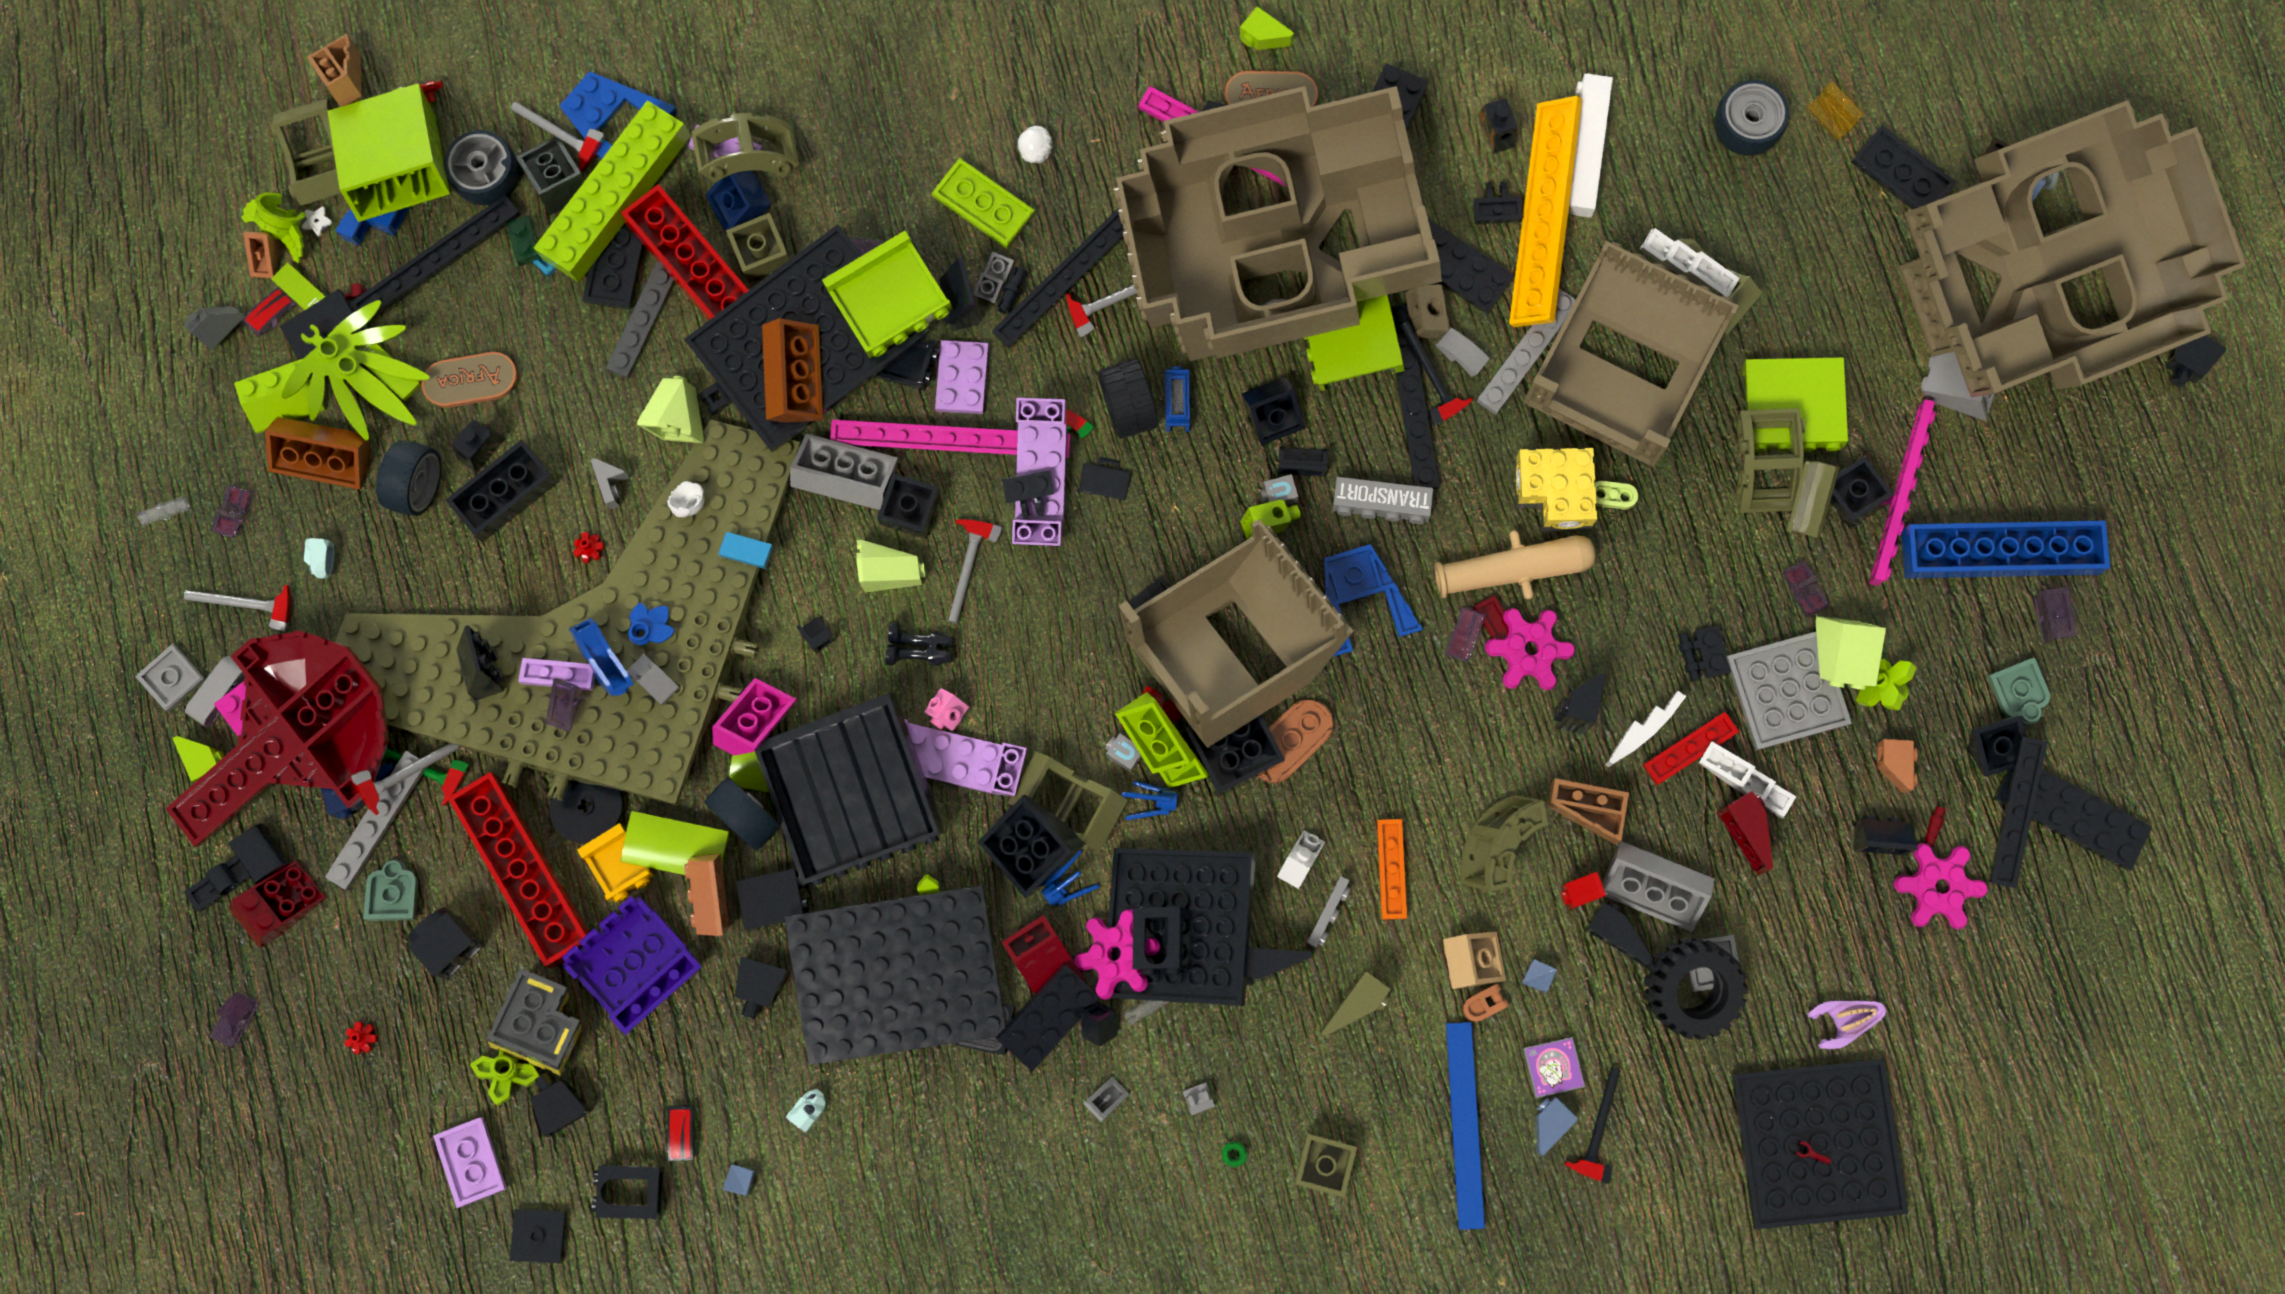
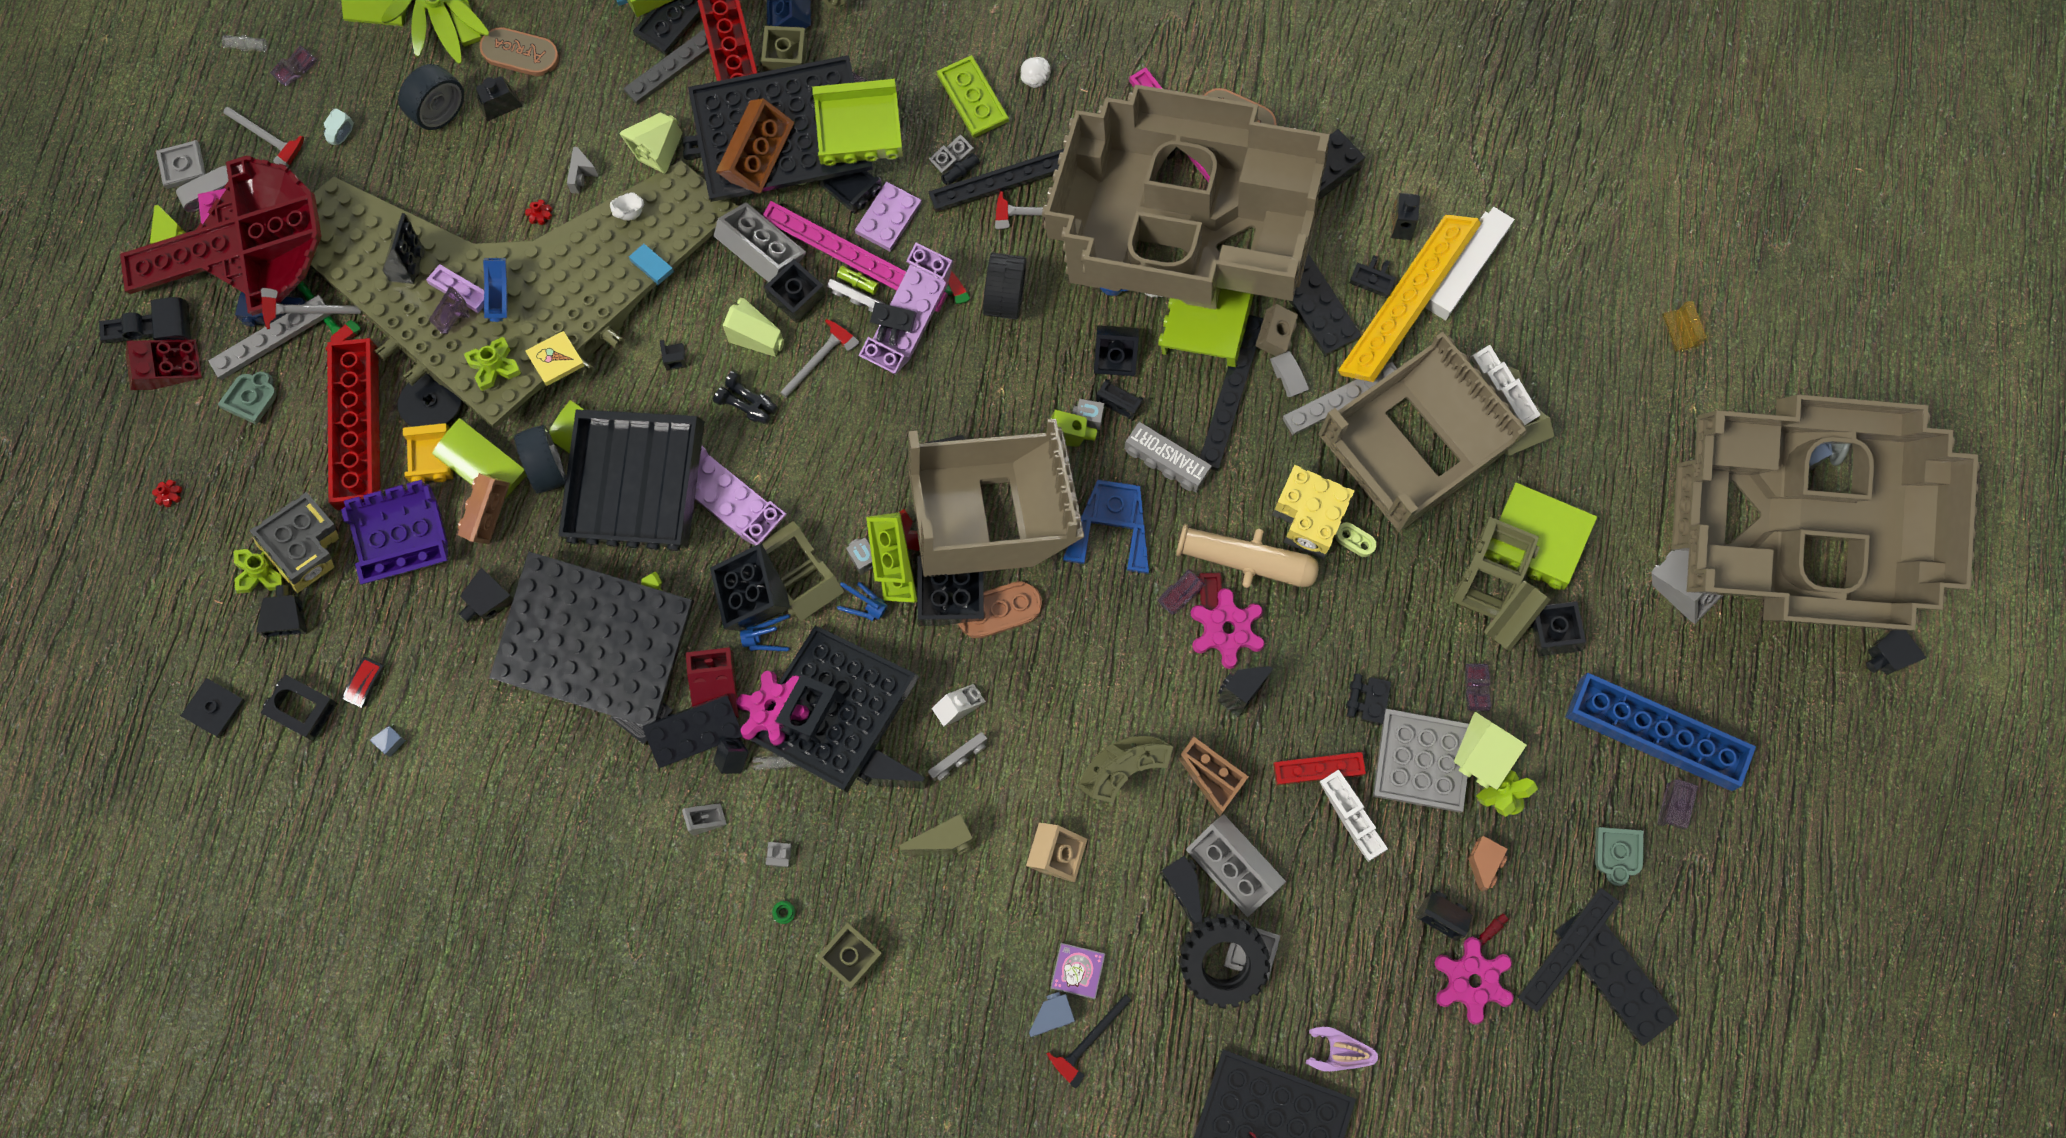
camera: 20 degrees right, 5 degrees down
(233, 1019) = (83, 433): clear purple slope -> none
(317, 452) = (377, 51): dark orange slope -> none
(443, 943) = (265, 450): black piece -> none
(470, 1162) = (193, 626): lavender plate -> none
(501, 491) = (495, 139): black brick -> none
(640, 738) = (492, 362): none -> lime plant
(651, 622) = (550, 285): blue plate -> none
(652, 679) = (527, 325): light grey slope -> none
(702, 700) = (554, 358): none -> light yellow tile
(751, 718) = (585, 389): dark pink slope -> none
(770, 898) = (529, 533): black panel -> none
(807, 1110) = (469, 712): light aqua rock -> none
(946, 710) = (740, 457): bright pink brick -> none
(957, 289) = (916, 154): black slope -> none
(966, 461) = (857, 280): none -> lime pin
(975, 480) = (857, 297): none -> plate
(1105, 480) = (958, 344): black piece -> none
(1177, 398) = (1045, 307): blue window -> none
(1264, 31) = (1256, 67): lime slope -> none
(1391, 869) = (1026, 748): orange plate -> none
(1449, 405) = (1258, 411): black piece -> none
(1464, 1126) = (980, 983): blue tile -> none
(1476, 1007) = (1038, 892): nougat plate -> none
(1539, 976) = (1103, 890): sand blue slope -> none
(1582, 891) = (1171, 838): red slope -> none
(1639, 734) = (1282, 737): white slope -> none
(1749, 828) = (1334, 848): dark red slope -> none
(1755, 101) = (1613, 300): wheel -> none
(1900, 502) = (1590, 654): dark pink plate -> none
(1902, 170) = (1713, 386): black plate -> none
(1996, 745) = (1576, 885): black slope -> none

